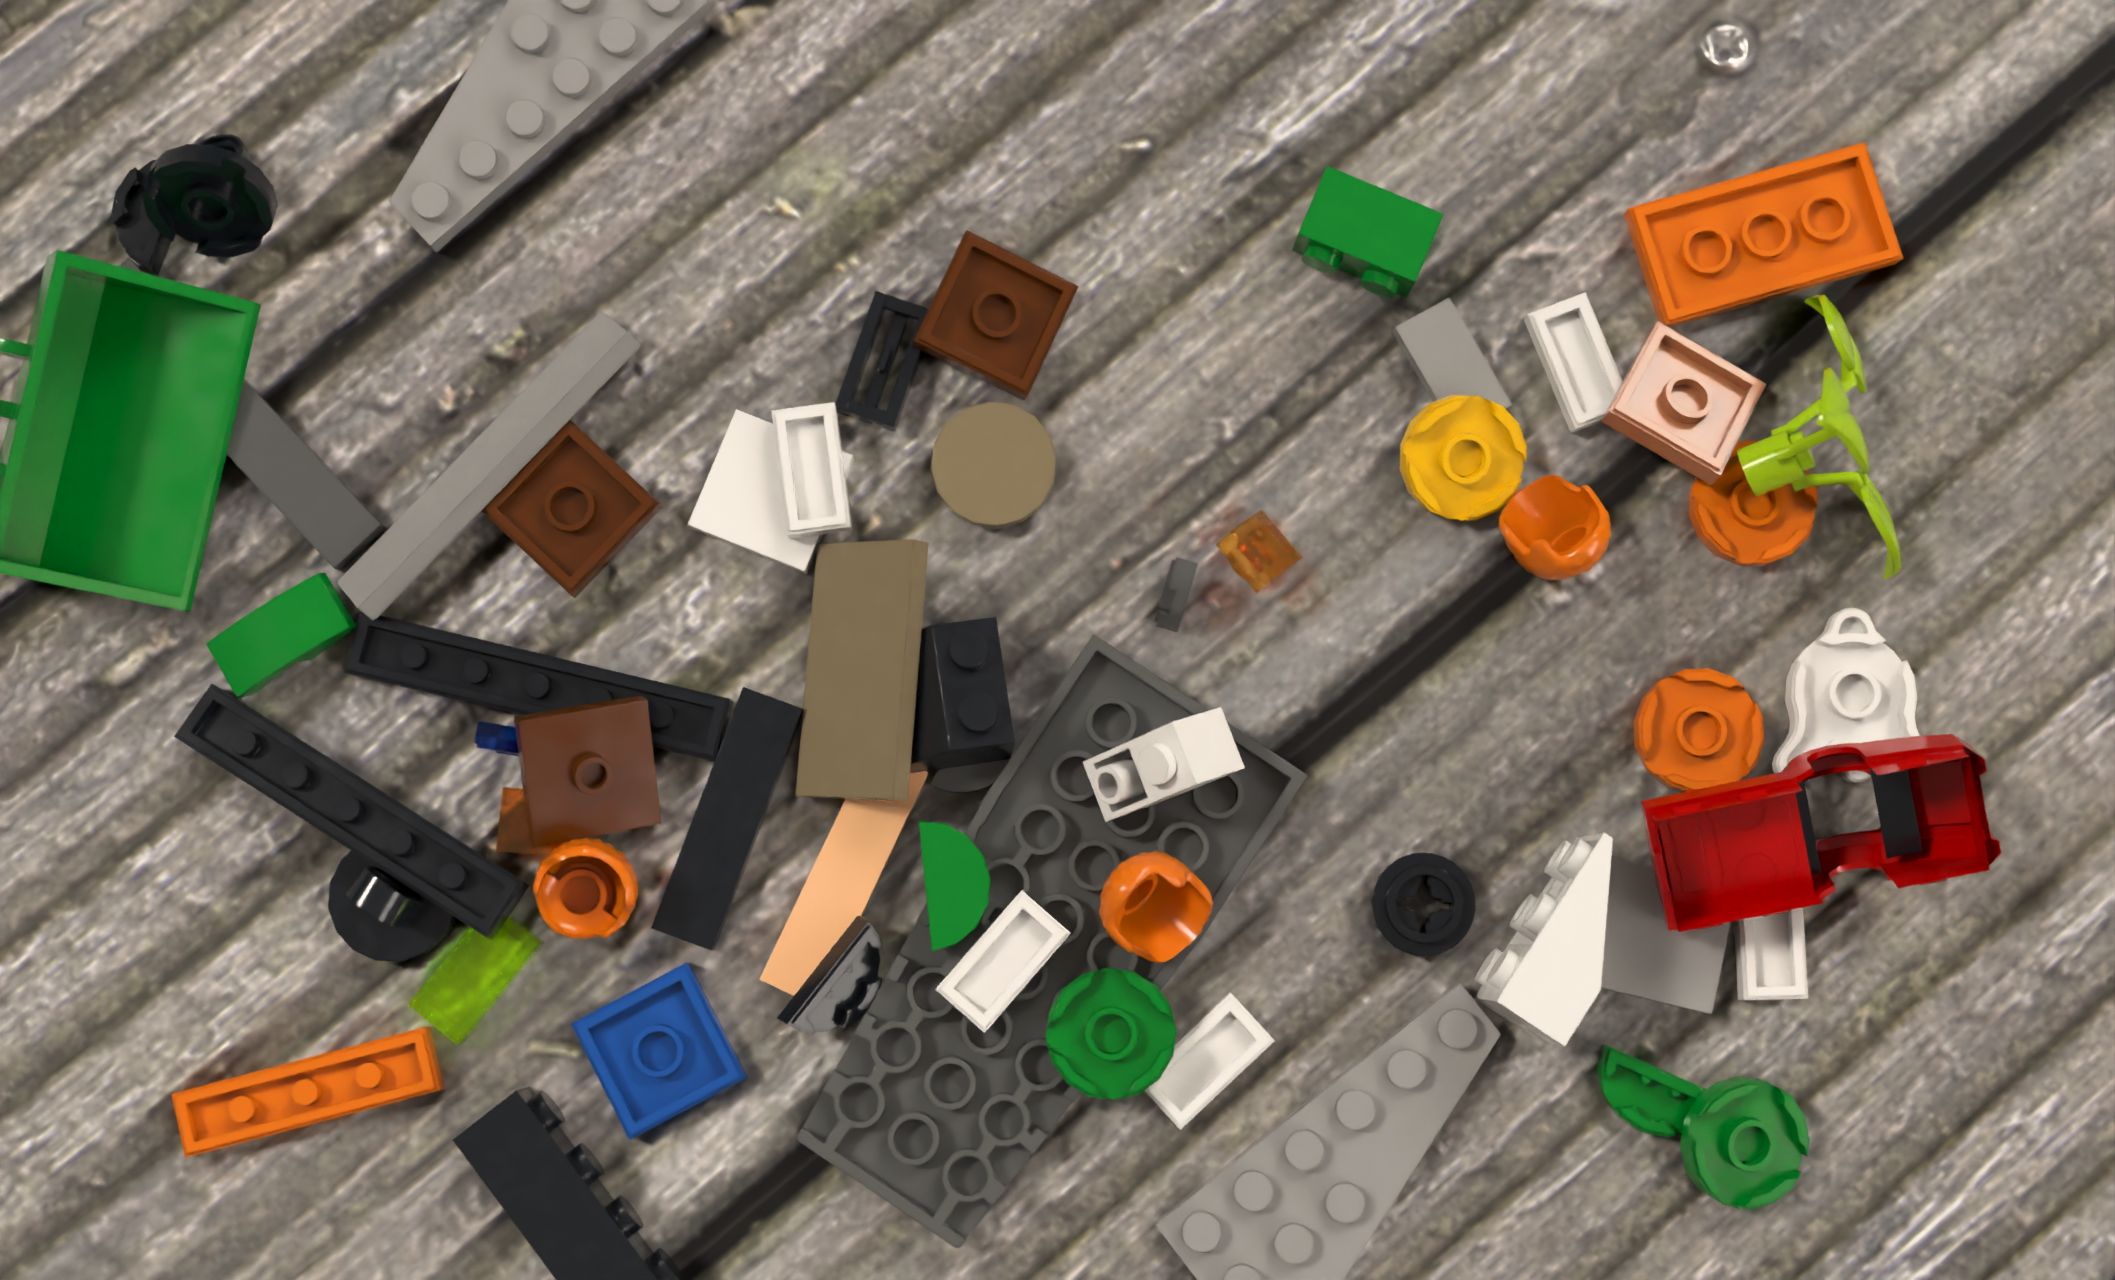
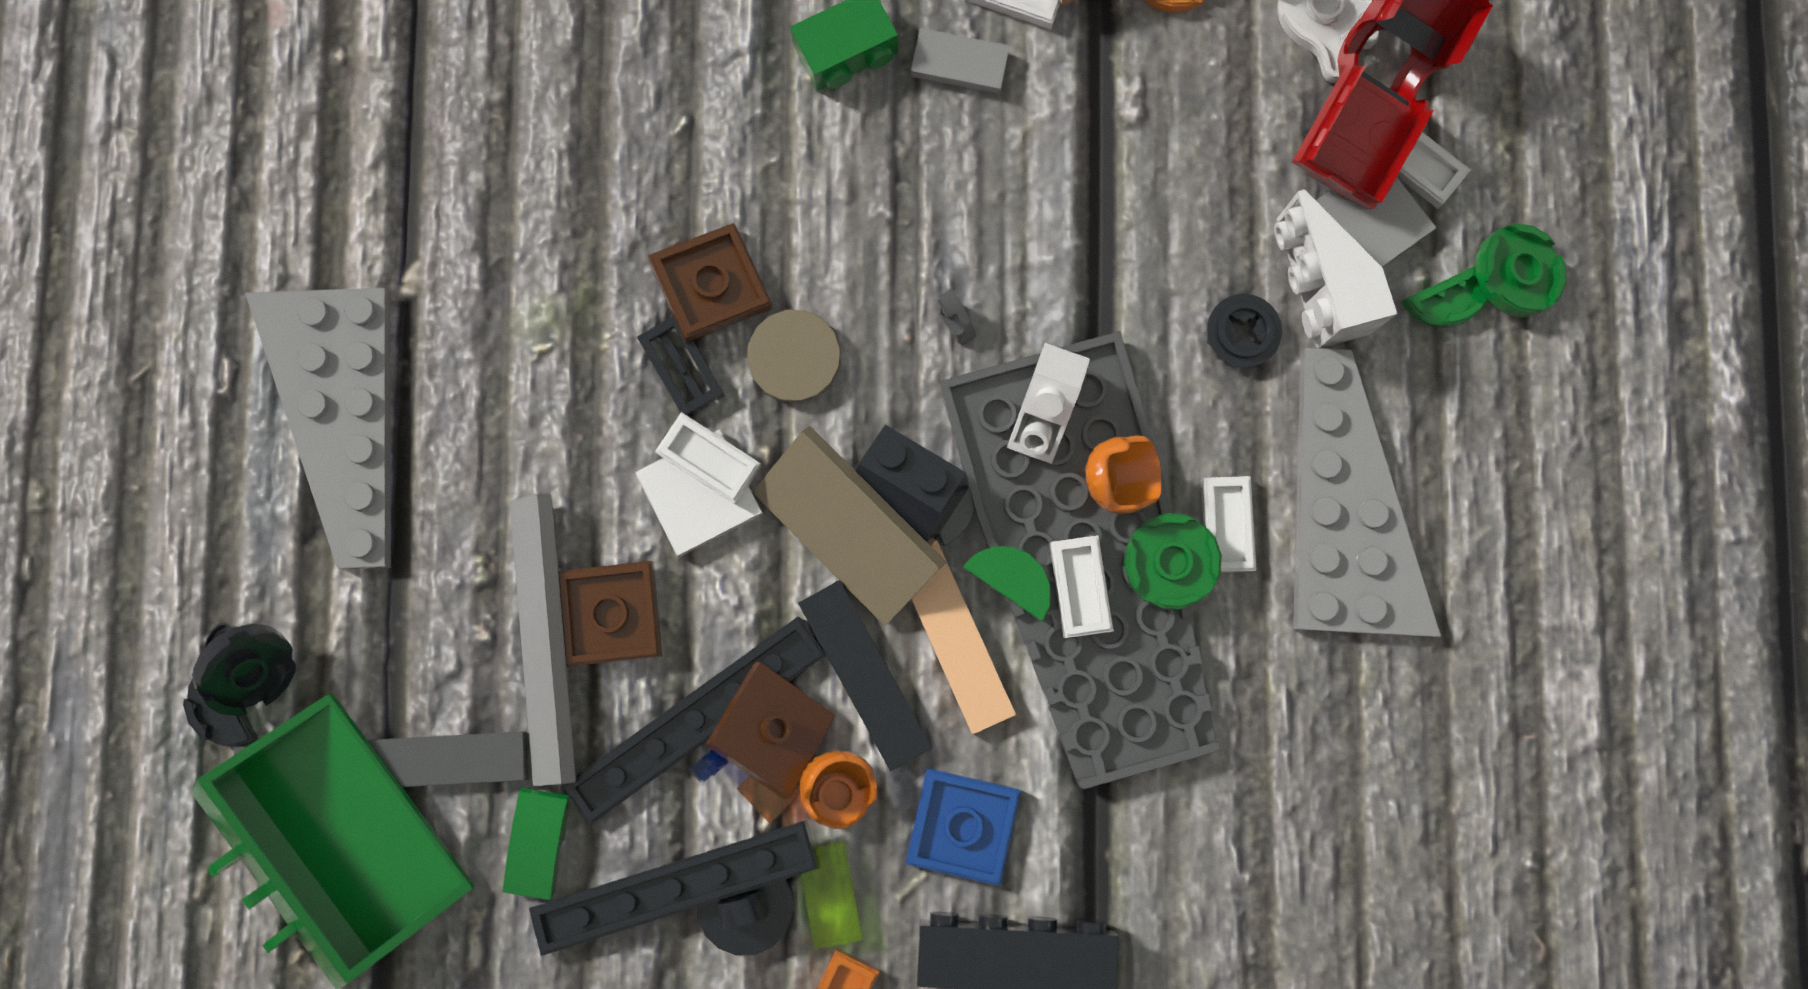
camera: 45 degrees left, 0 degrees up
(841, 983) = (1014, 689): black tile -> none
(1258, 551) = (971, 251): clear orange plate -> none
(1463, 457) = (1015, 96): yellow tile -> none
(1555, 528) = (1100, 79): orange hair -> none
(1698, 730) = (1274, 103): orange tile -> none

